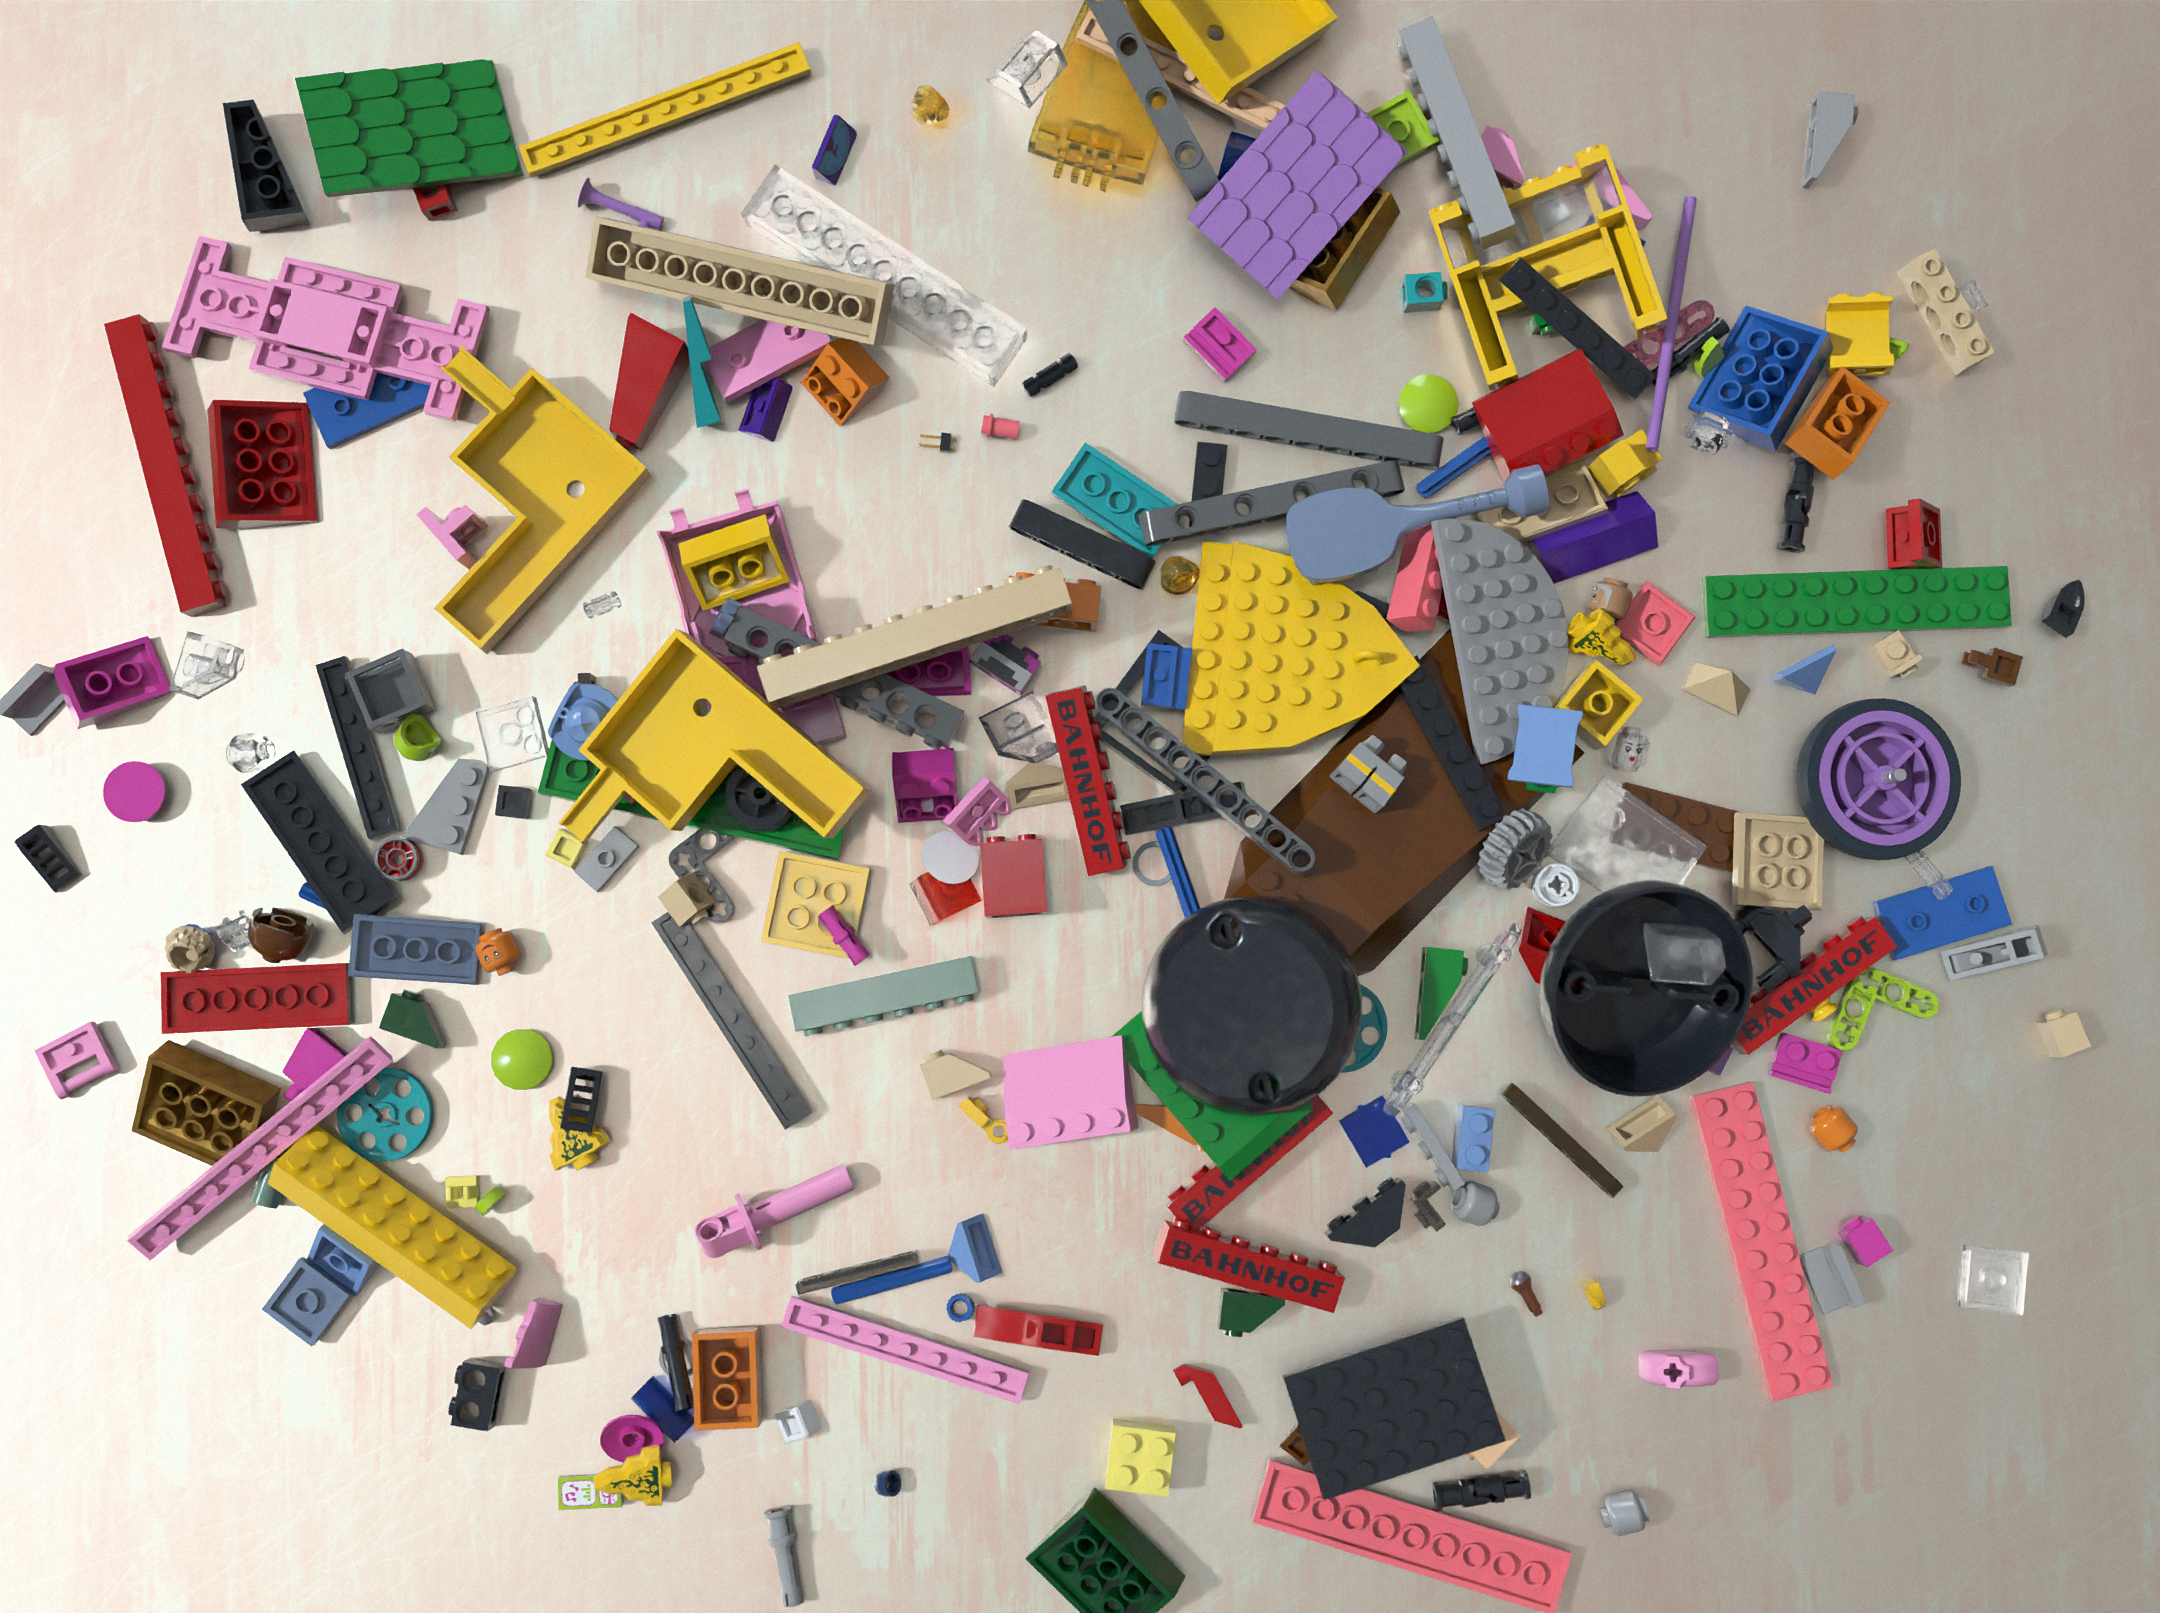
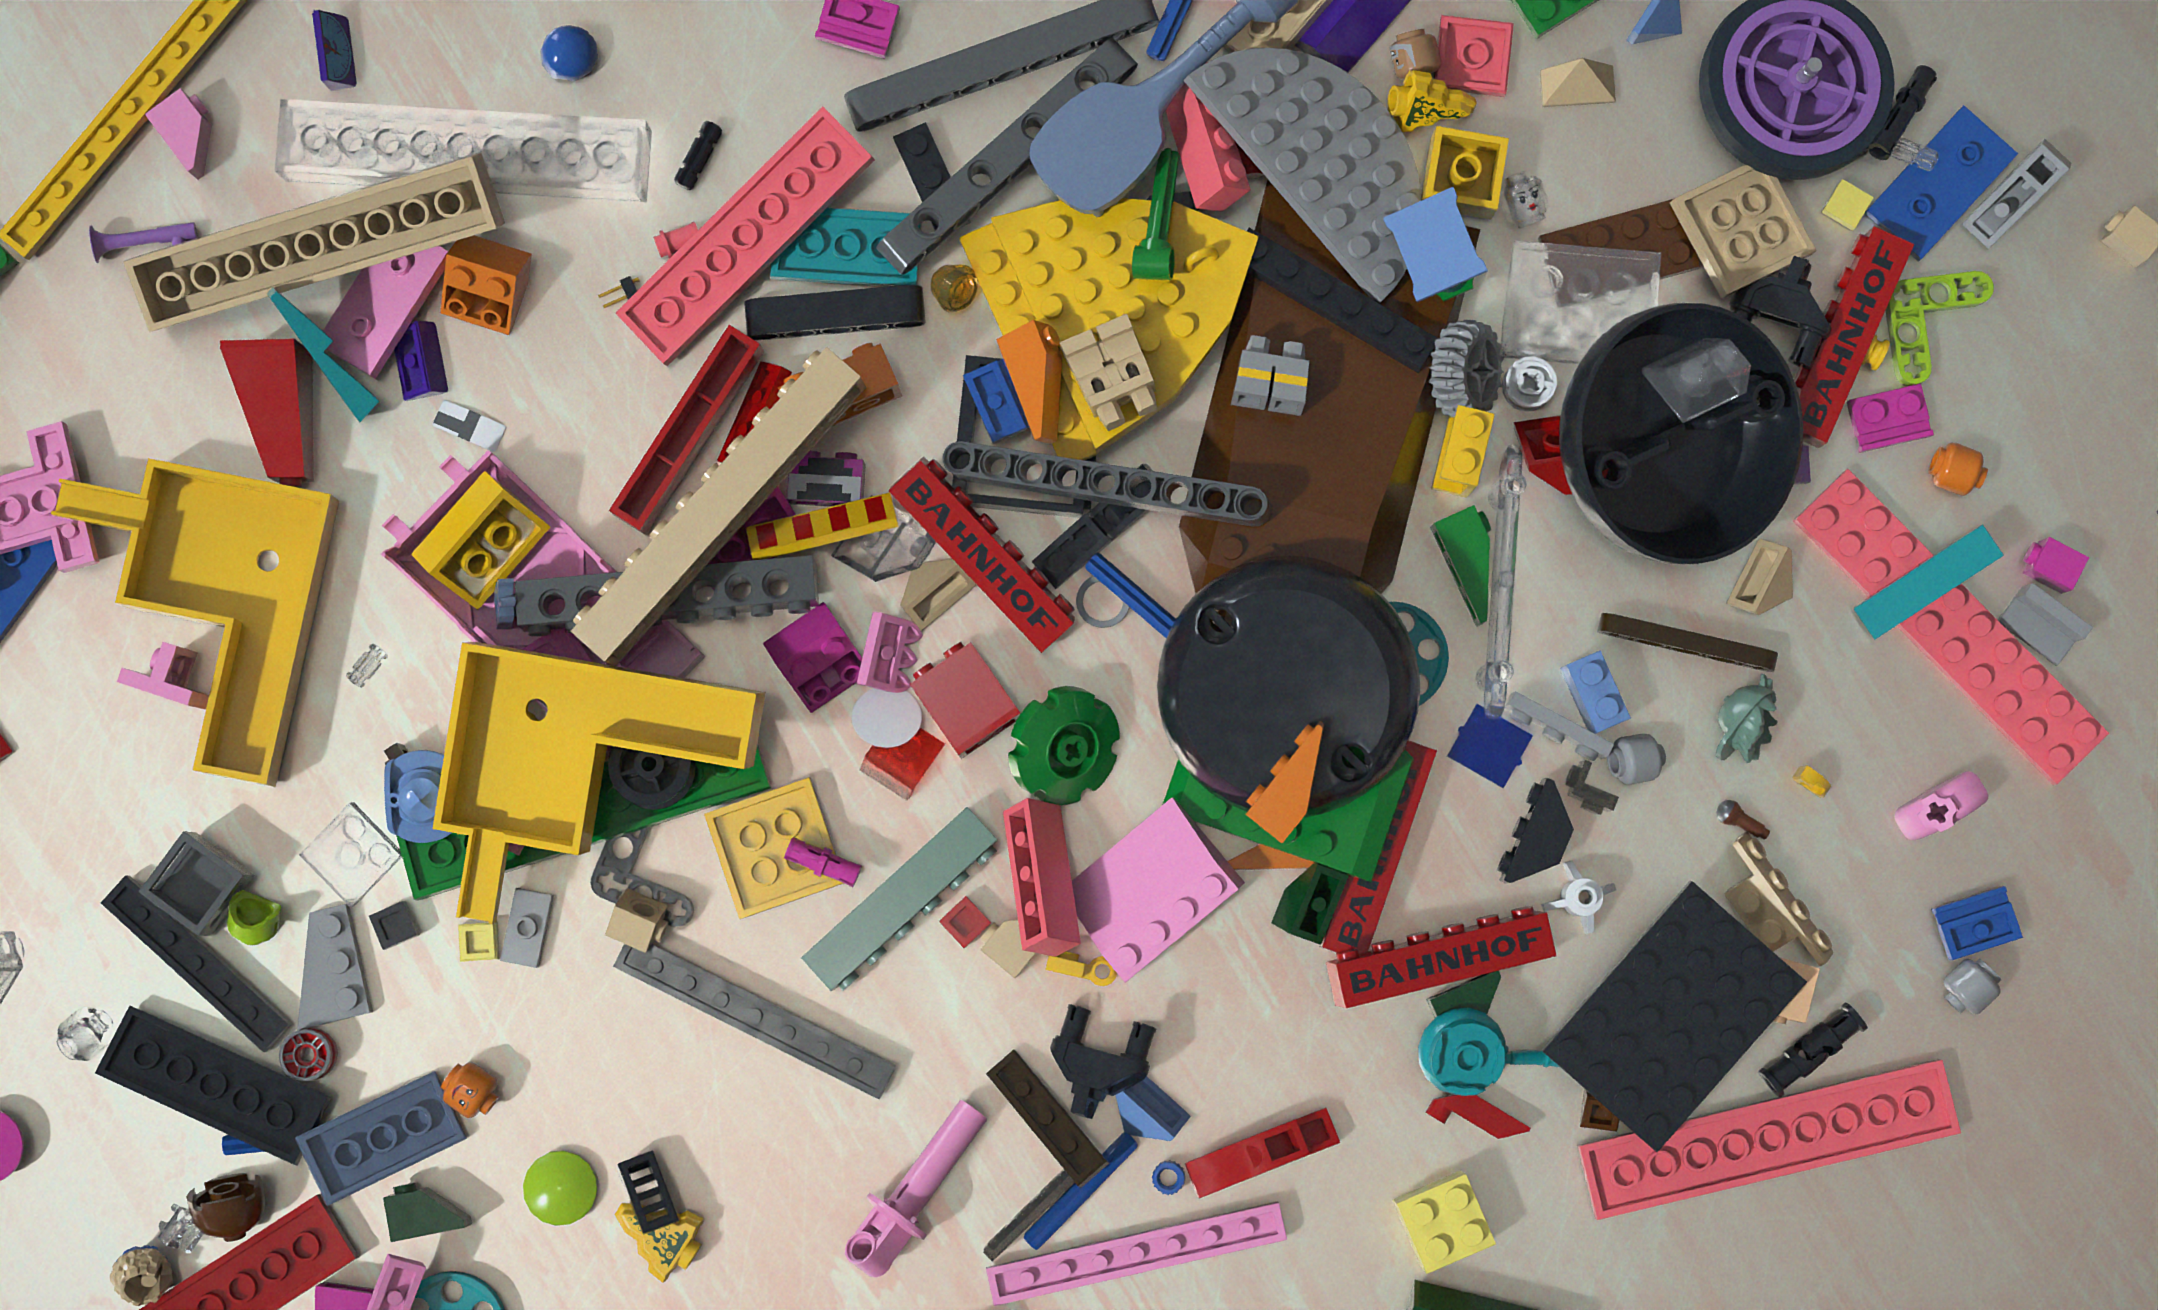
camera: 25 degrees left, 0 degrees up
(694, 147) = (184, 129): none -> bright pink slope
(774, 475) = (469, 425): none -> white sticker
(897, 1214) = (1047, 1118): none -> dark brown tile
(921, 1037) = (965, 922): none -> red plate
(927, 568) = (687, 430): none -> red brick
(951, 1202) = (1095, 1071): none -> black connector
(982, 694) = (822, 527): none -> yellow tile
(992, 574) = (760, 394): none -> red plate
(993, 1039) = (1041, 877): none -> coral brick
(1000, 248) = (569, 53): none -> blue hair
(1049, 452) = (745, 236): none -> coral plate
(1065, 952) = (1064, 745): none -> green piece
(1177, 1170) = (1310, 903): none -> dark green slope
(1201, 670) = (1036, 374): none -> orange slope
(1202, 1087) = (1288, 795): none -> orange slope
(1228, 1346) = (1468, 1052): none -> teal piece
(1257, 698) = (1111, 367): none -> tan hips
(1336, 636) = (1154, 255): none -> green axle
(1368, 1276) = (1570, 900): none -> white brick
(1478, 907) = (1462, 451): none -> yellow panel
(1510, 1368) = (1770, 906): none -> tan bracket
(1572, 1221) = (1746, 720): none -> sand green hair
(1655, 1468) = (1977, 923): none -> blue plate
(1764, 1199) = (1928, 581): none -> teal slope
(1864, 889) = (1847, 204): none -> light yellow tile
(1953, 840) = (1908, 102): none -> black pin

